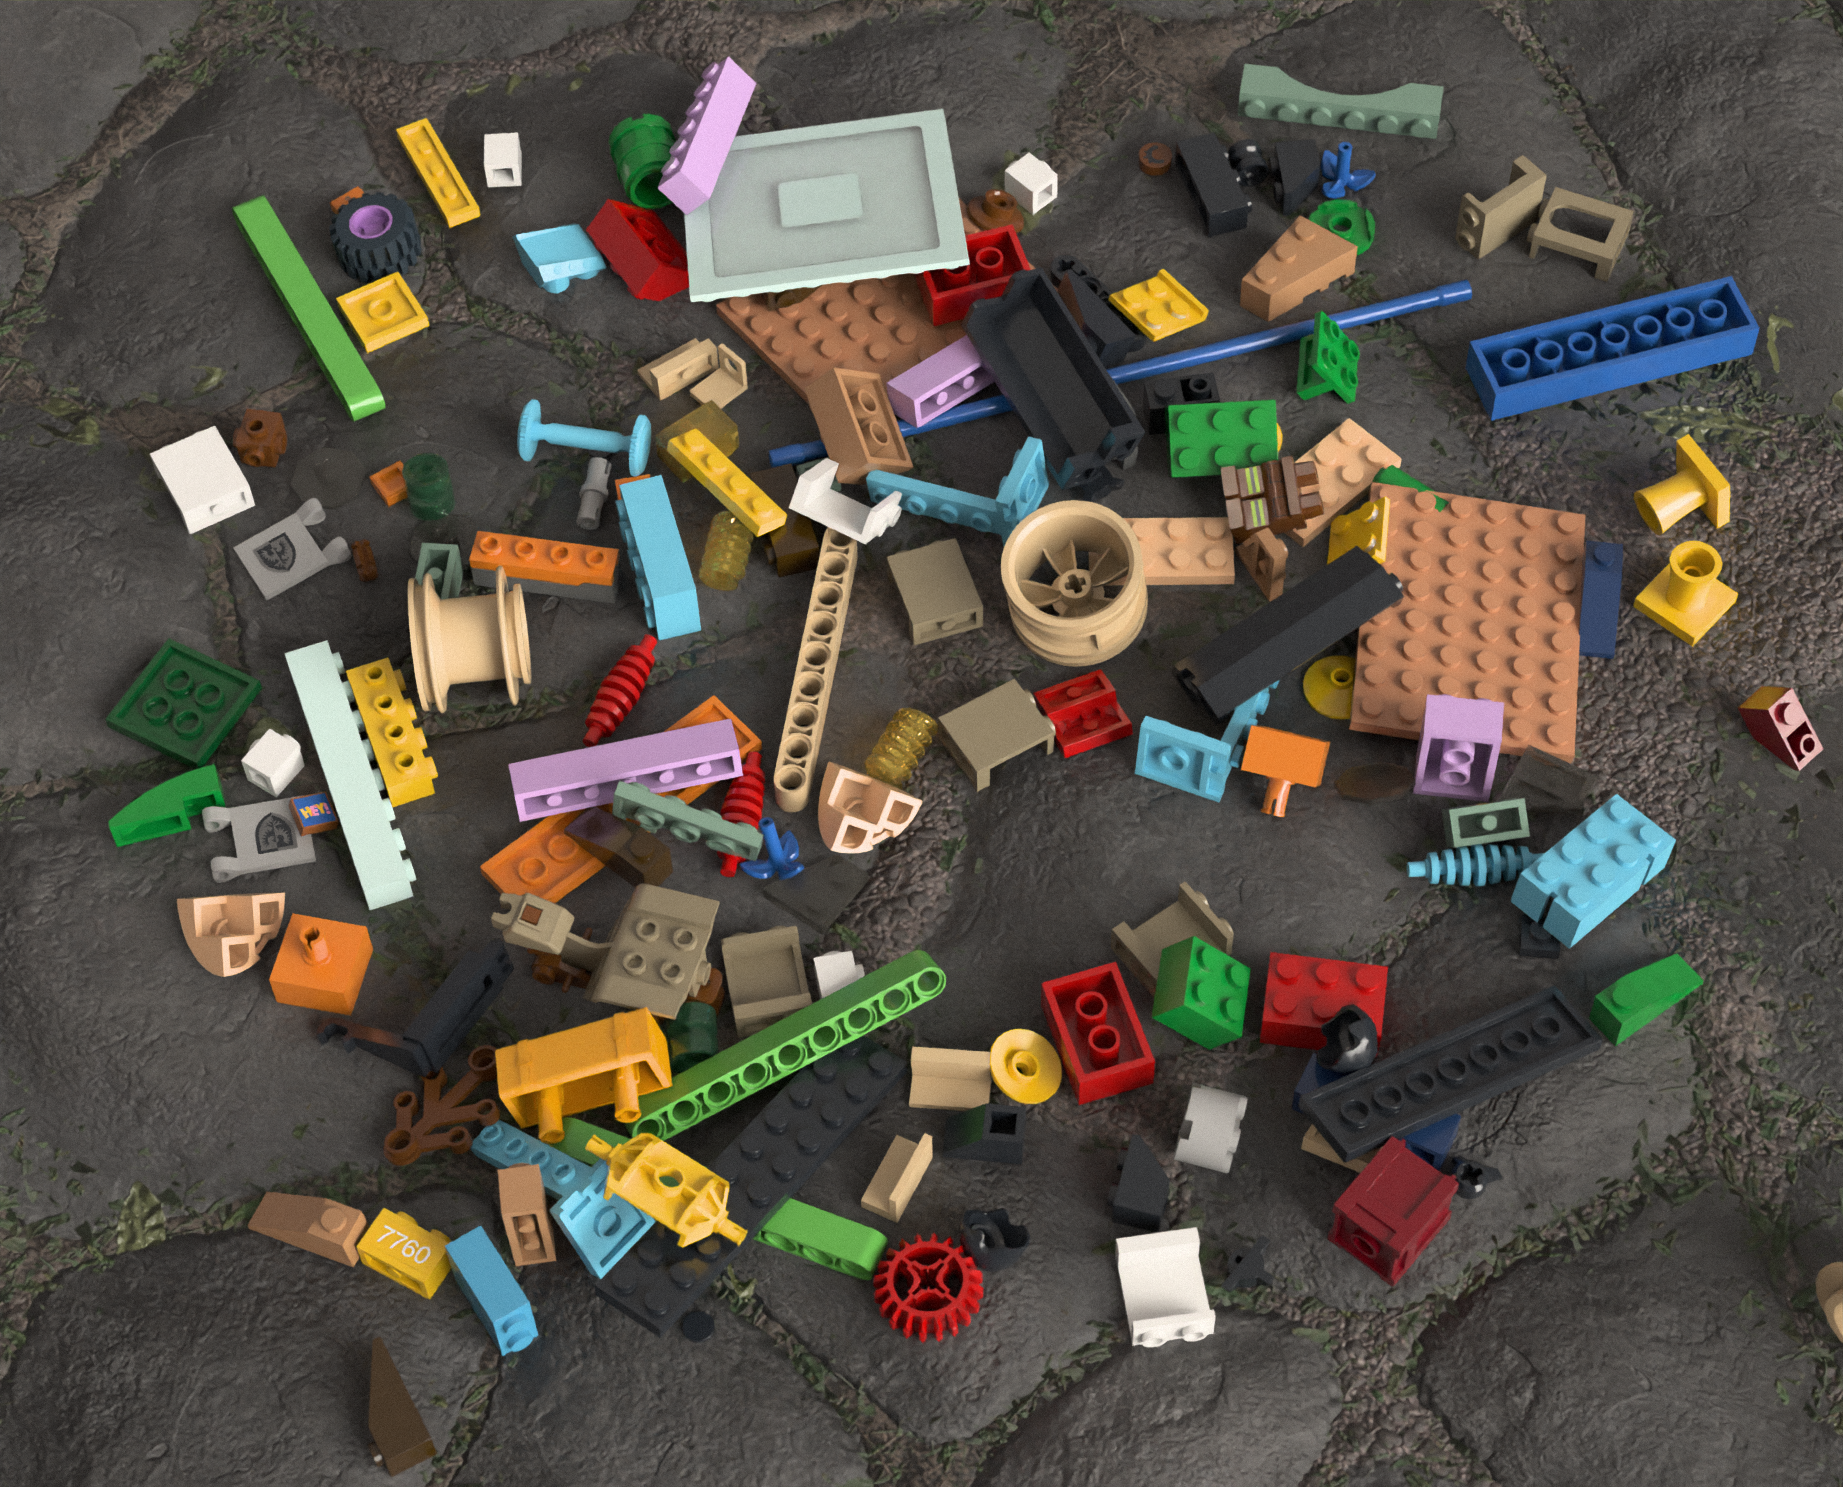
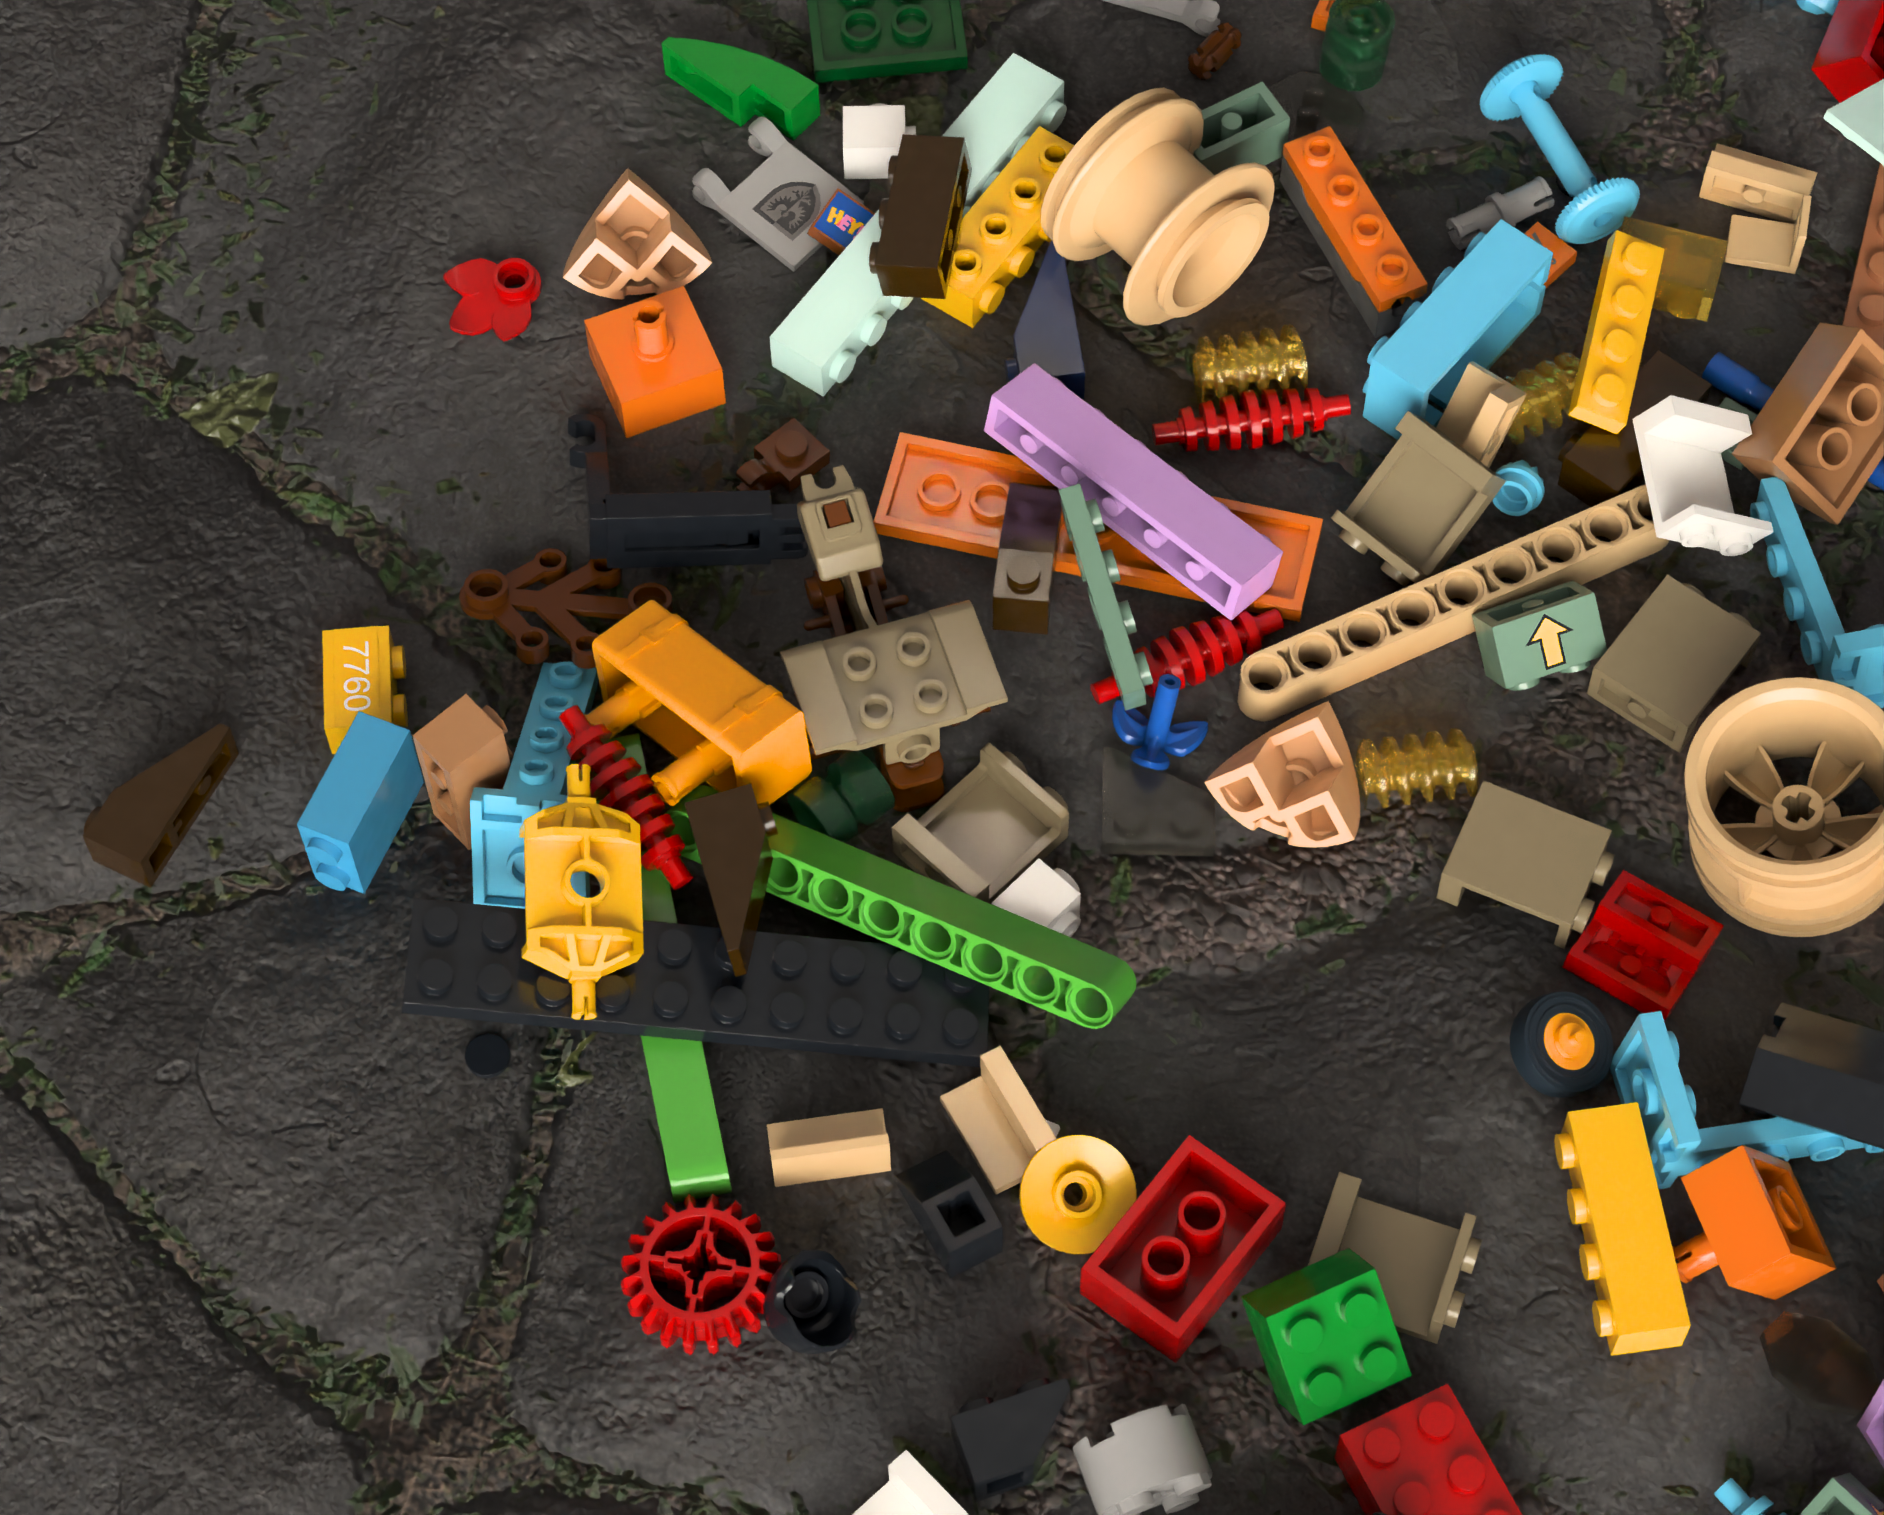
camera: 55 degrees right, 5 degrees up
(196, 1032) = (489, 300): none -> red plate
(312, 1225) = (327, 571): medium nougat slope -> none
(361, 761) = (921, 216): none -> dark brown brick
(440, 938) = (783, 459): none -> reddish brown plate
(479, 753) = (1049, 328): none -> dark blue slope
(579, 1137) = (622, 790): none -> red piece
(586, 667) = (1248, 361): none -> clear yellow piece
(700, 1102) = (736, 863): none -> dark brown slope
(722, 587) = (1481, 412): none -> tan panel
(745, 641) = (1418, 502): none -> dark tan panel
(770, 594) = (1522, 488): none -> medium azure plate
(871, 638) = (1540, 635): none -> brick
(1113, 783) = (1561, 1044): none -> black wheel
(1238, 821) = (1622, 1229): none -> yellow brick

